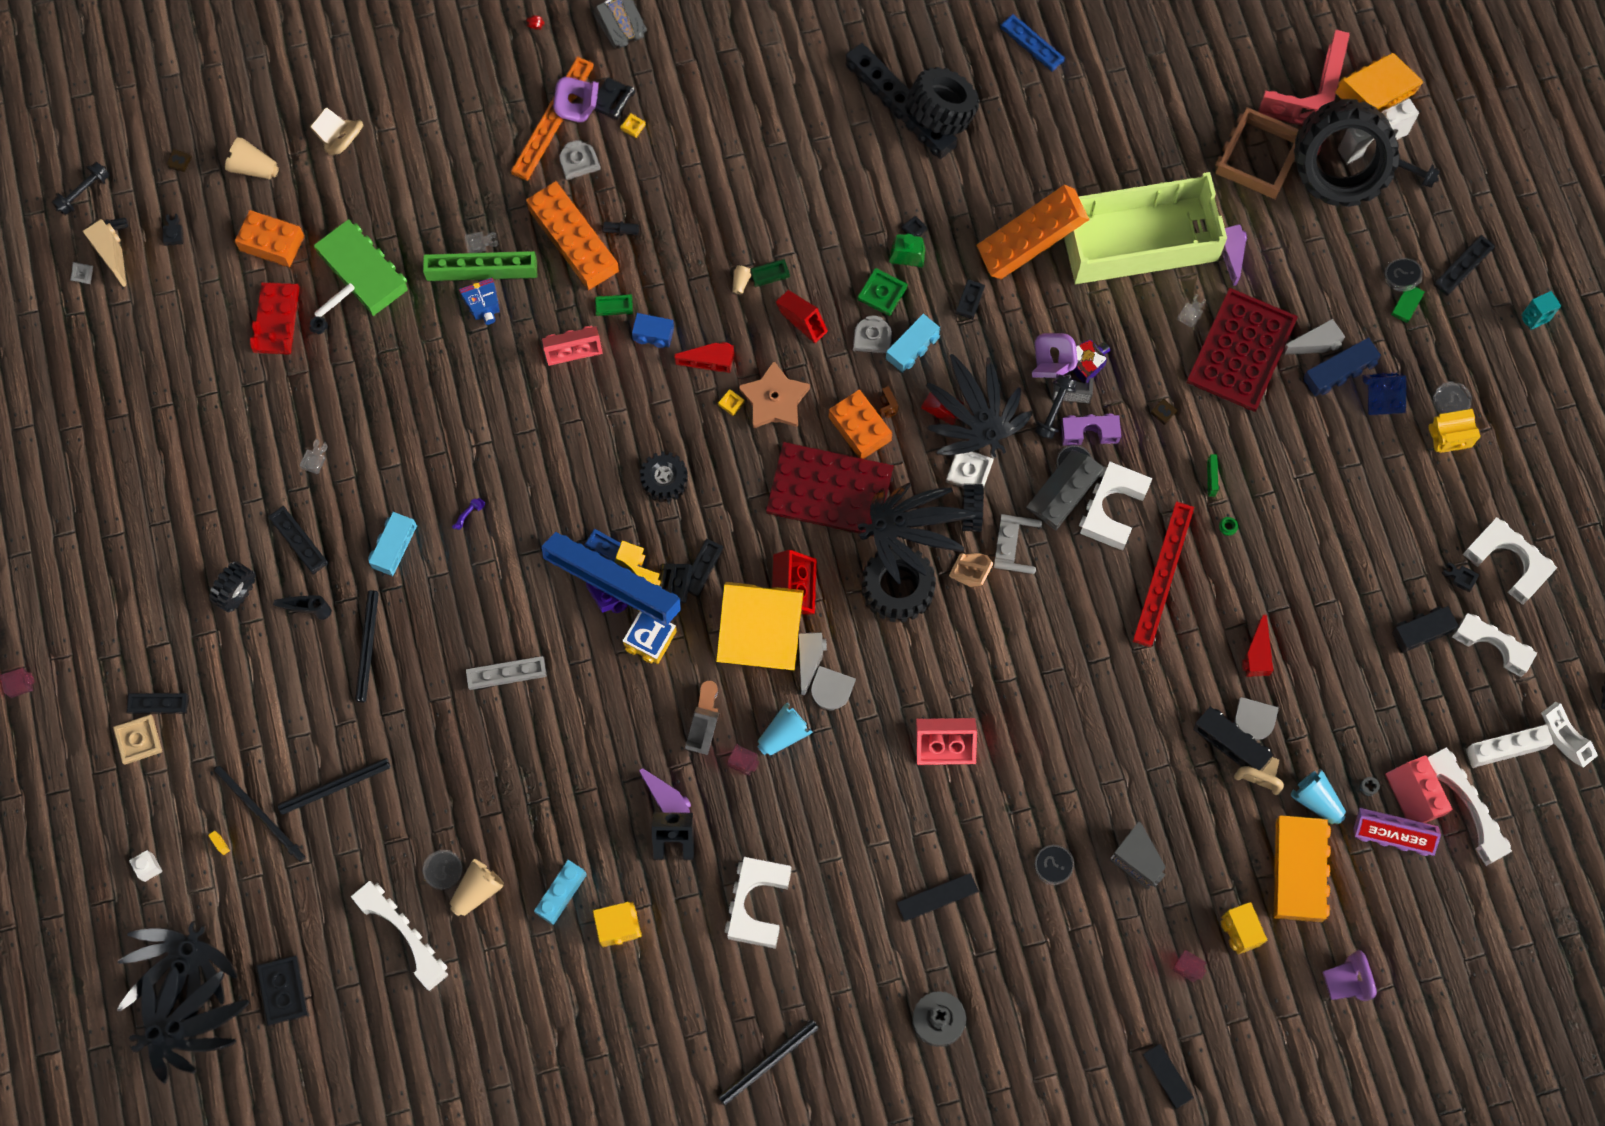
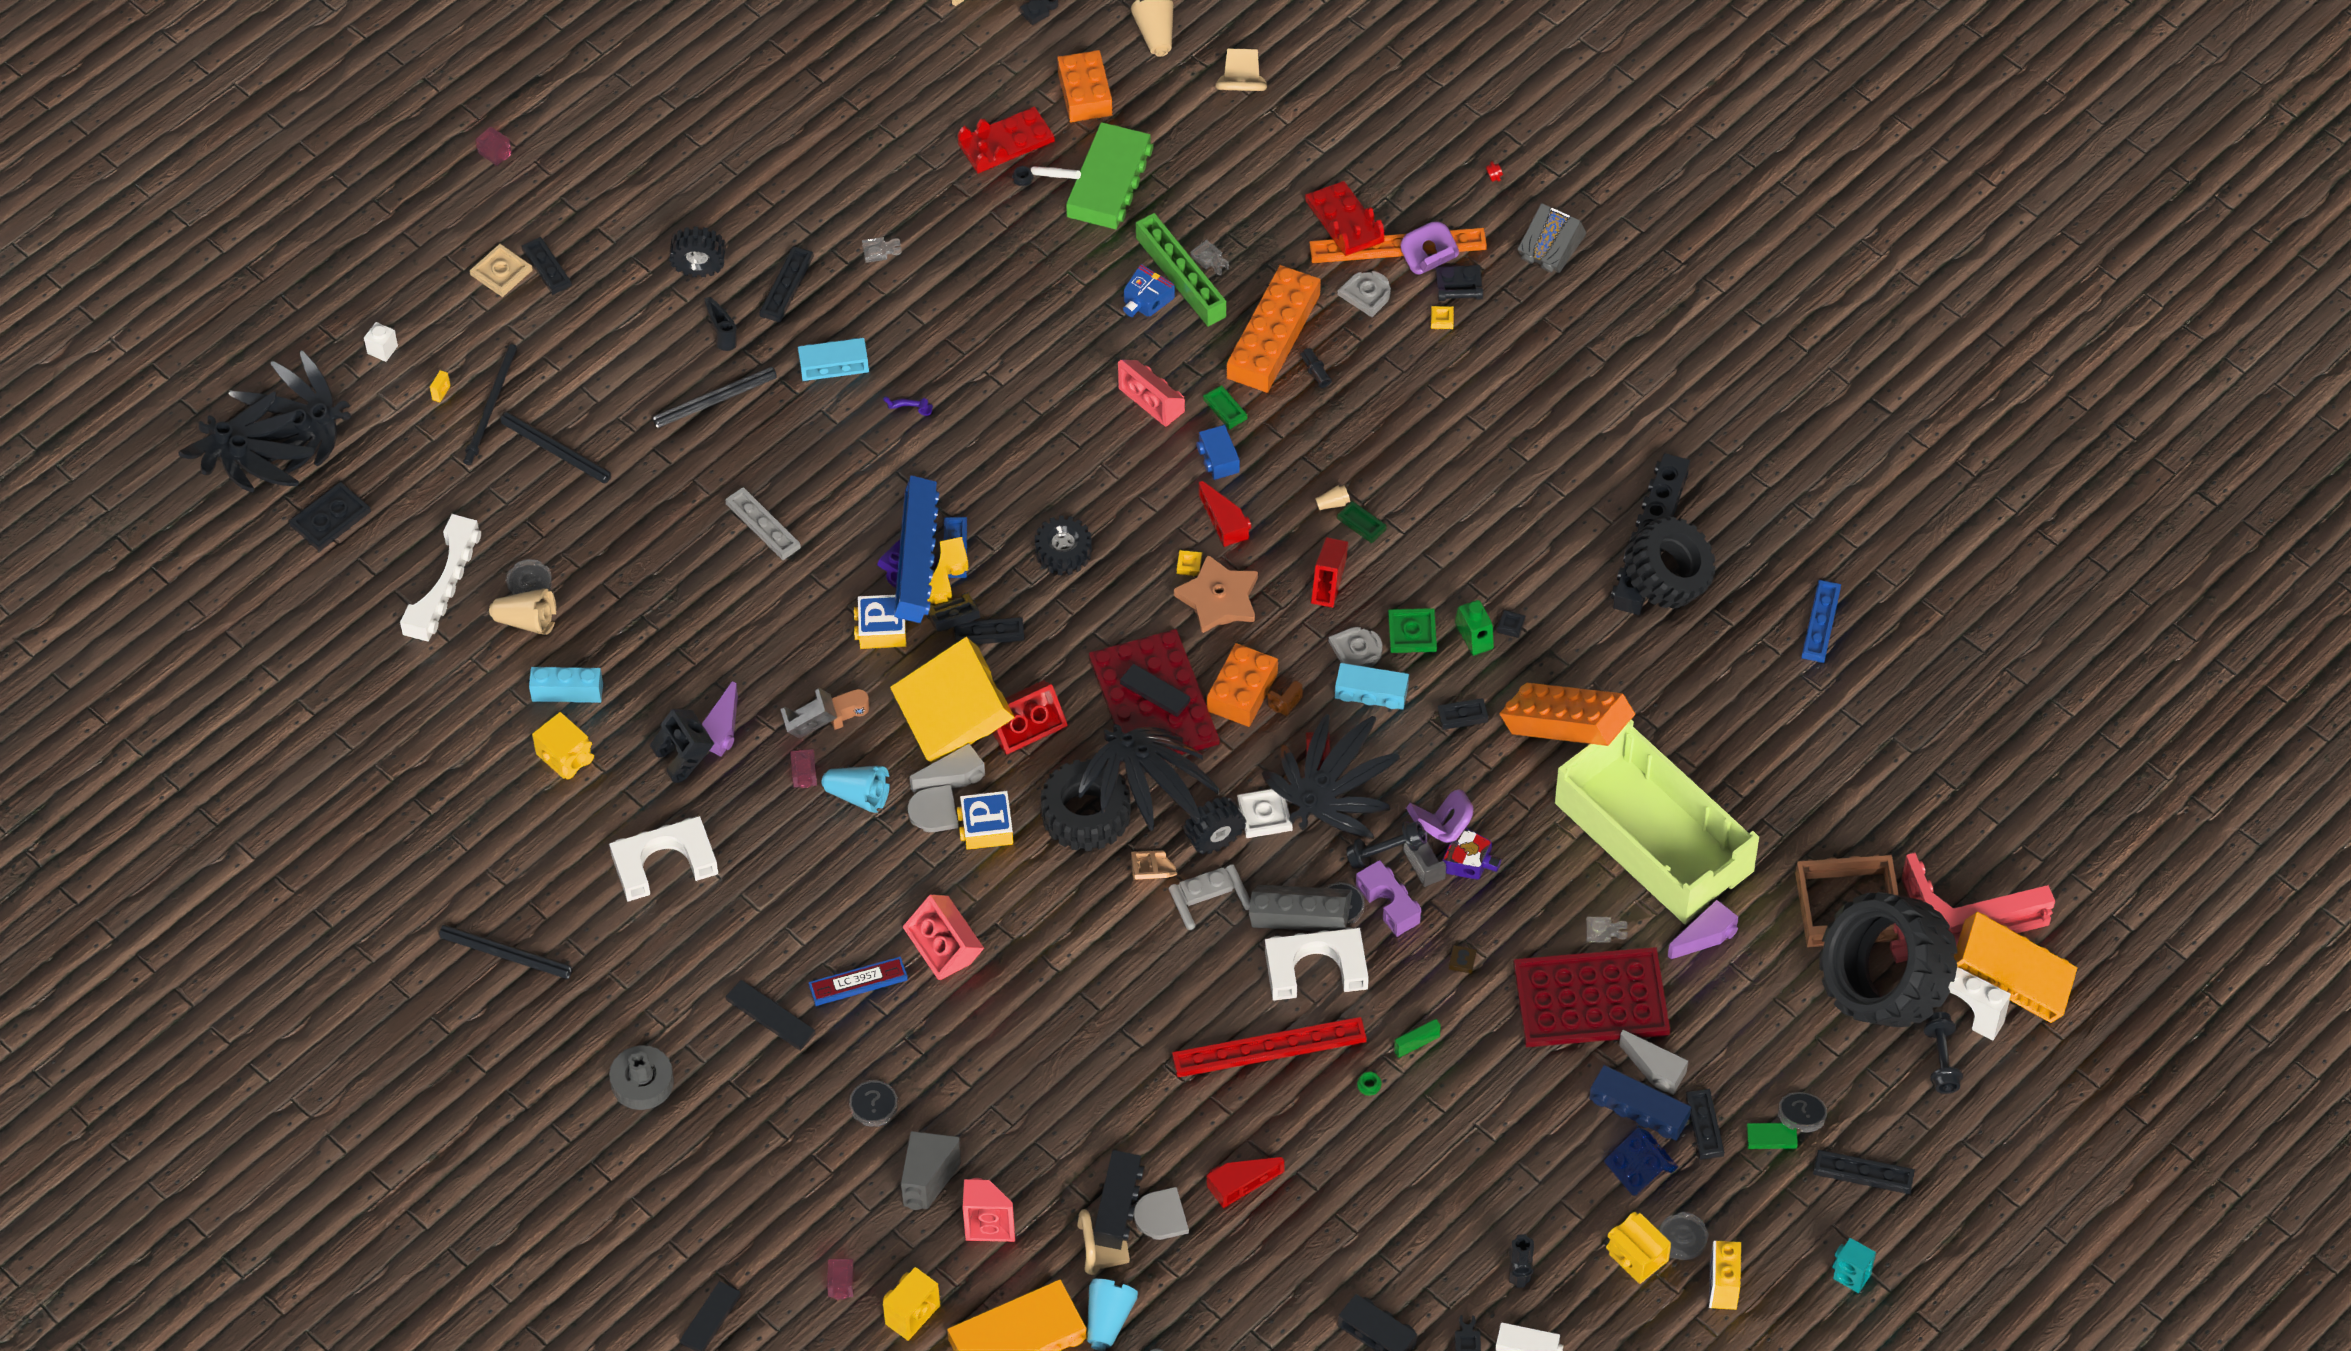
camera: 60 degrees right, 15 degrees down
(509, 136) = (1345, 218): none -> red hinge
(831, 484) = (1155, 690): none -> black tile
(866, 658) = (985, 820): none -> piece
(945, 820) = (858, 981): none -> tile
(1200, 838) = (987, 1212): none -> coral slope
(1381, 339) = (1705, 1124): none -> black tile
(1434, 508) = (1521, 1260): none -> black piece
(1506, 391) = (1725, 1275): none -> yellow piece

